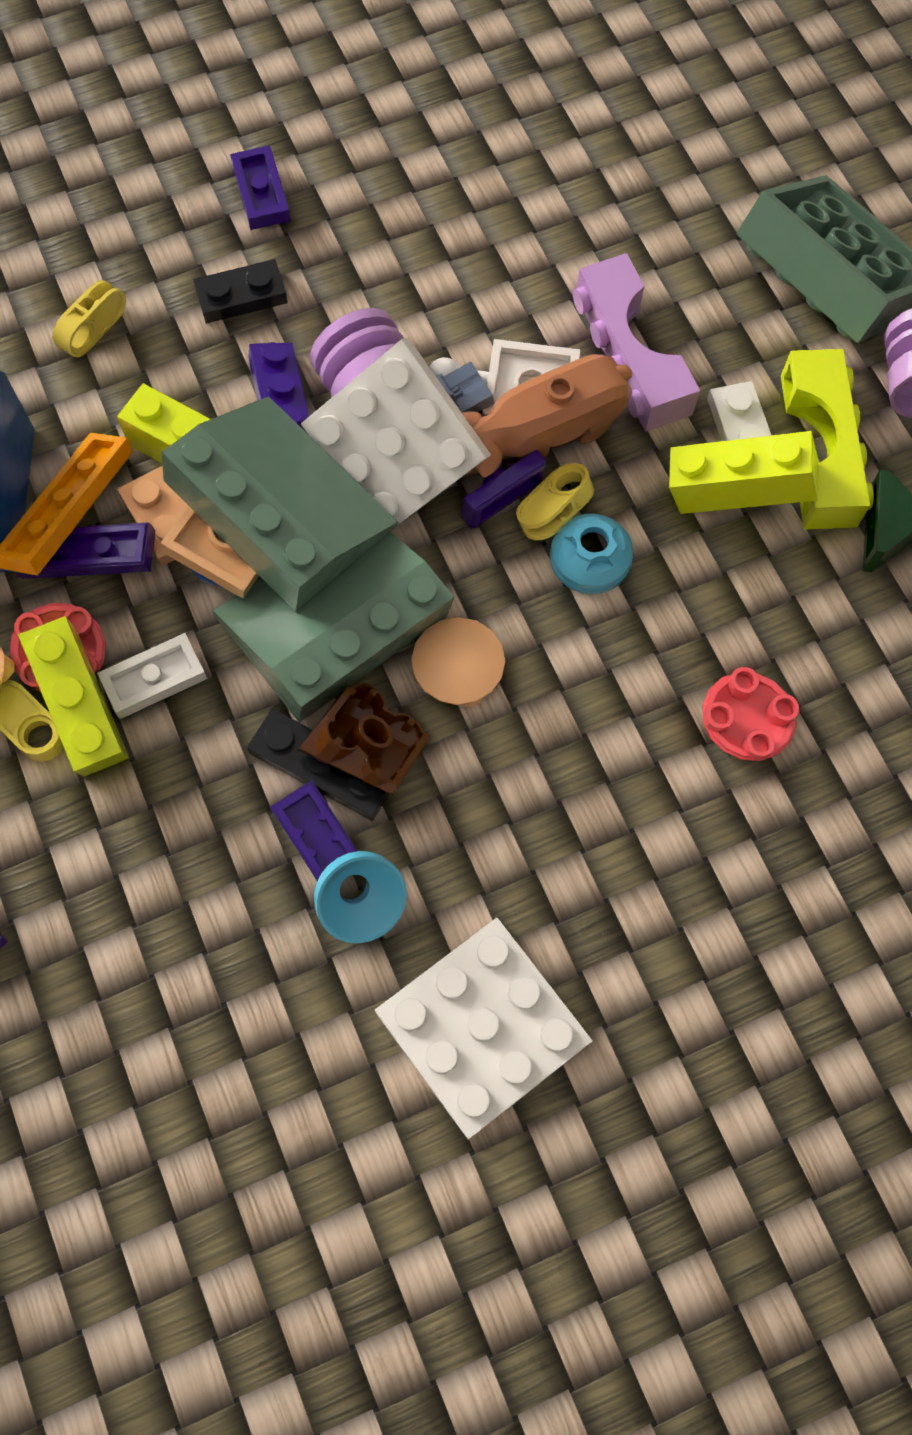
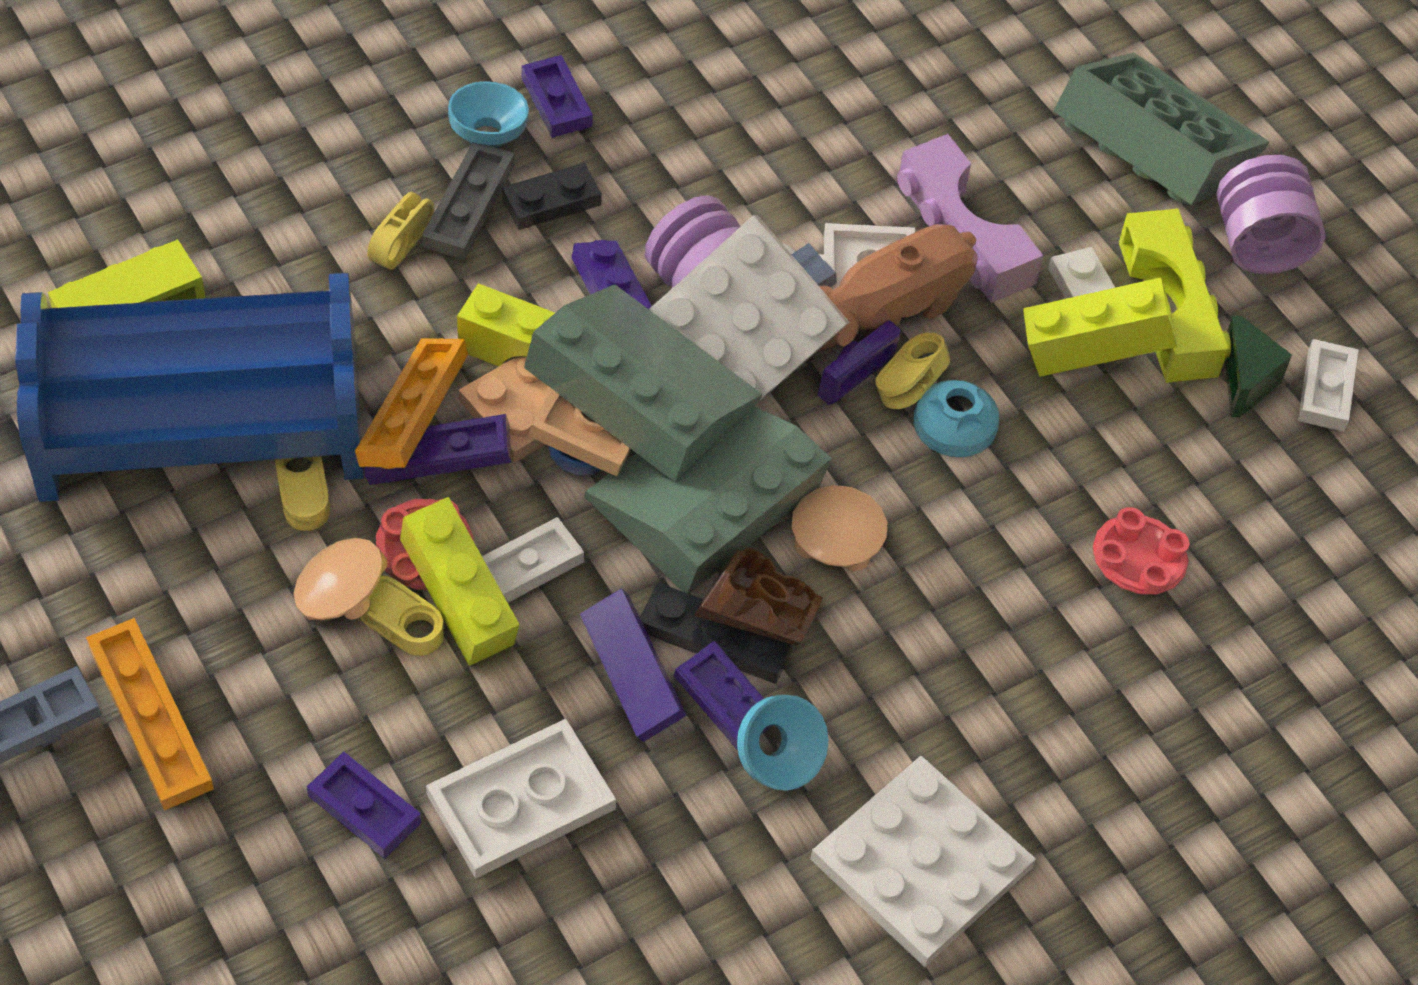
camera: 10 degrees left, 15 degrees down
(102, 927) = (520, 798): none -> white plate
(158, 291) = (468, 200): none -> dark grey plate
(188, 193) = (488, 105): none -> medium azure piece
(233, 794) = (632, 665): none -> dark purple tile

